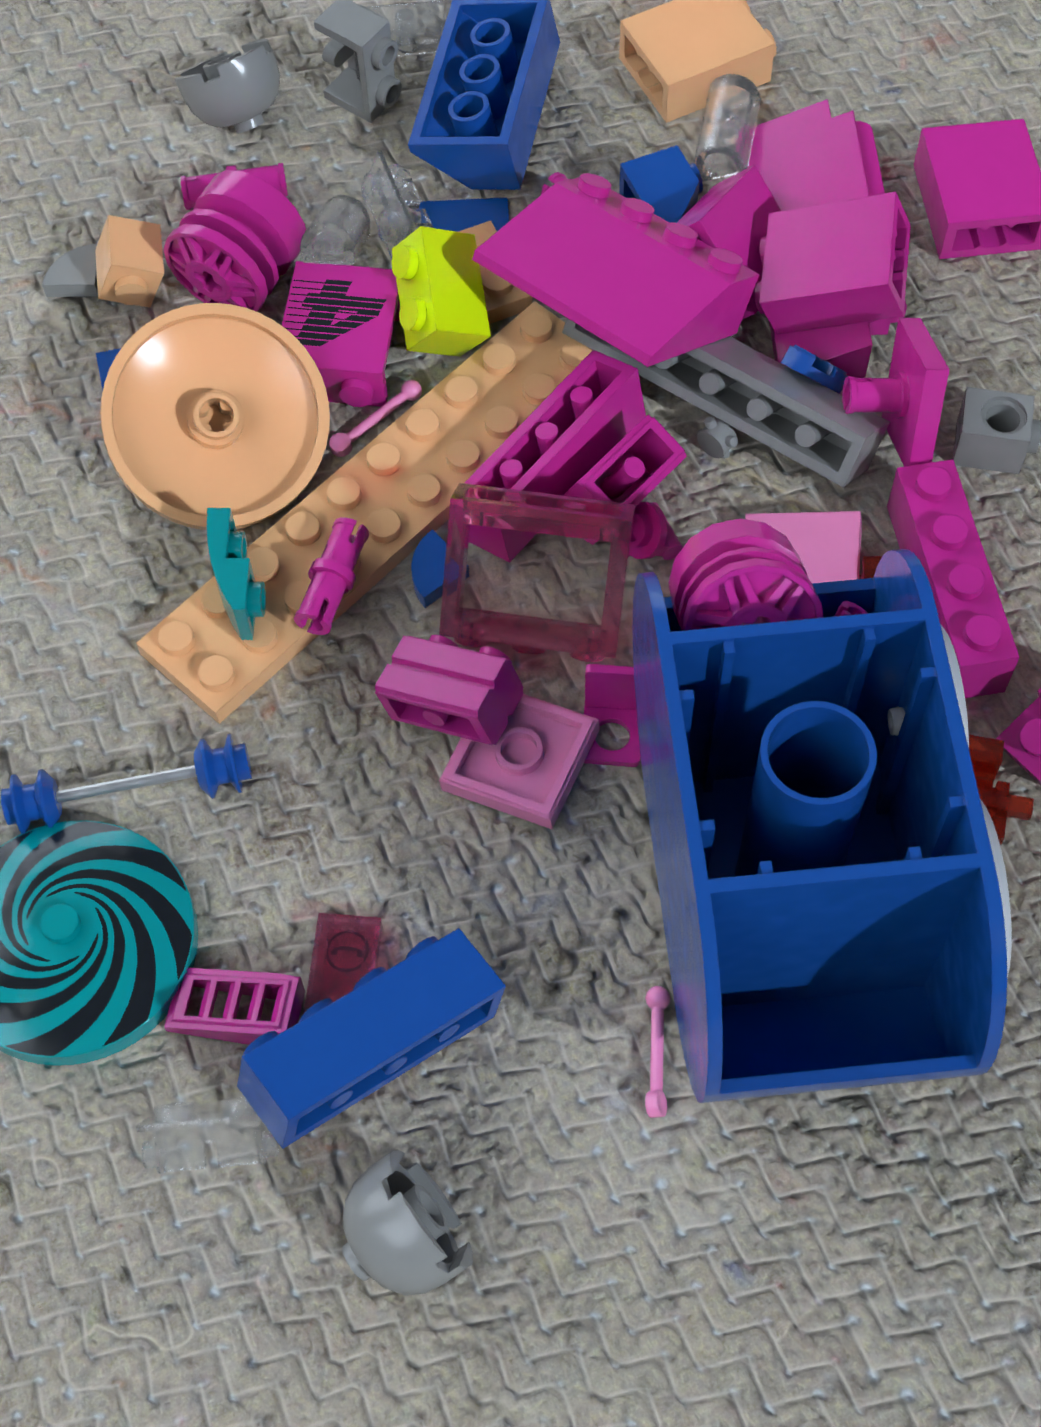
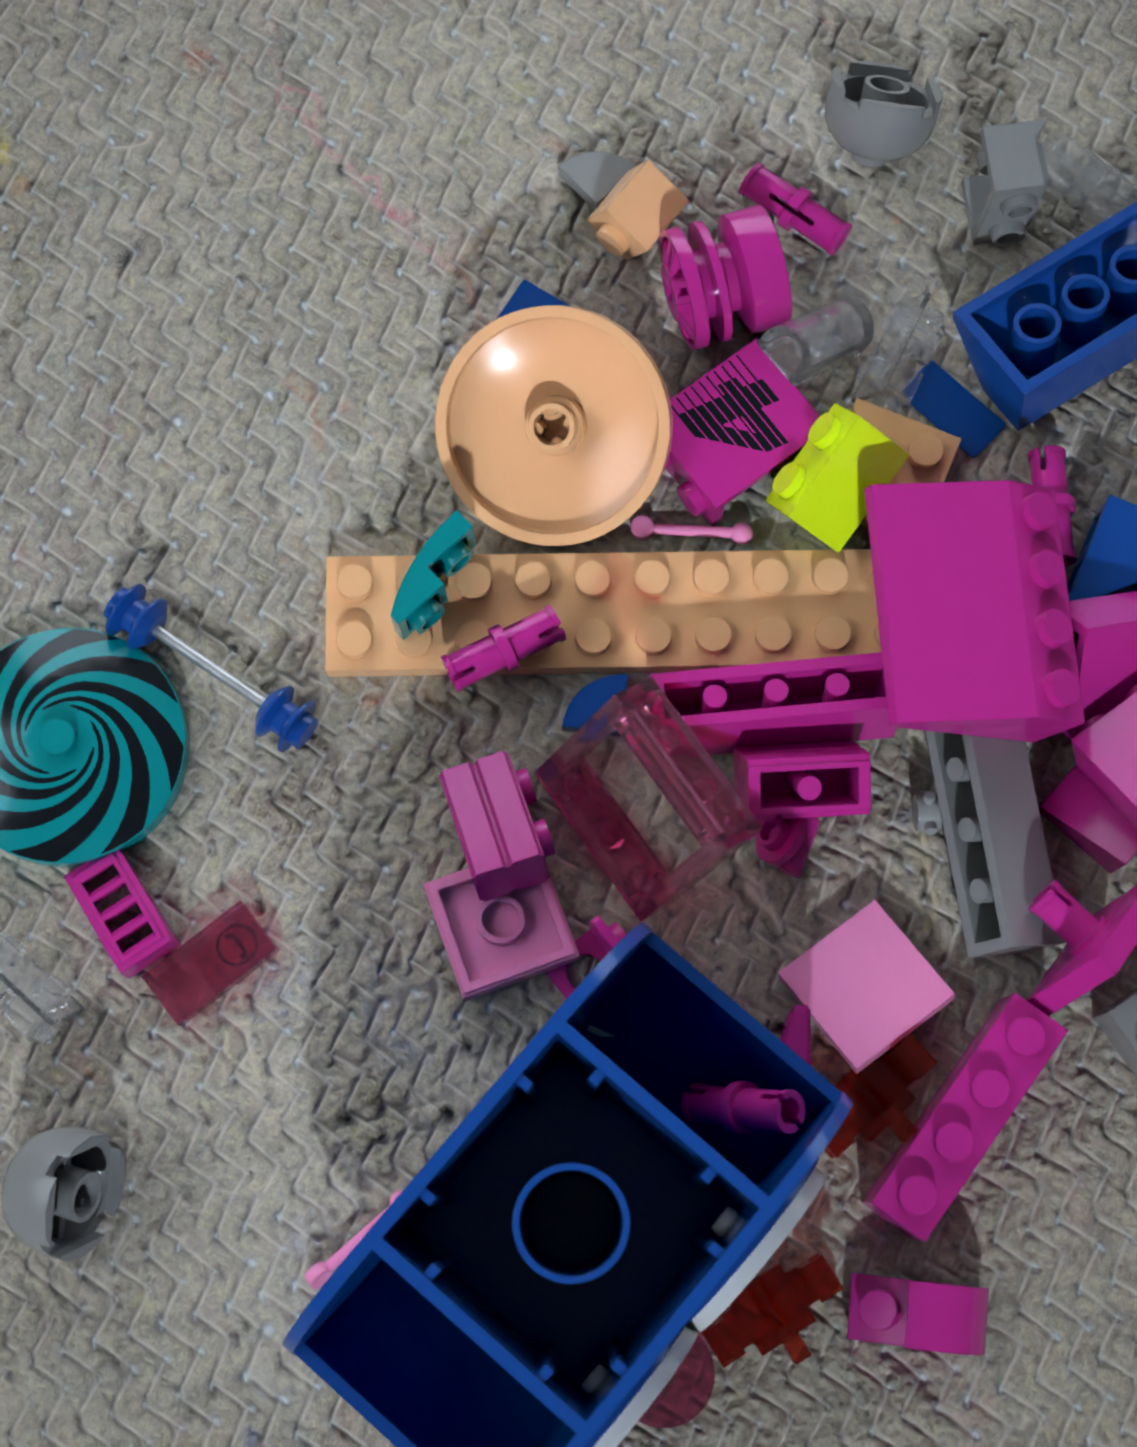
camera: 45 degrees right, 15 degrees up
(368, 1036) = (171, 1035): blue brick -> none
(740, 576) = (698, 1025): dark pink wheel -> none
(815, 368) = (1058, 836): blue tile -> none

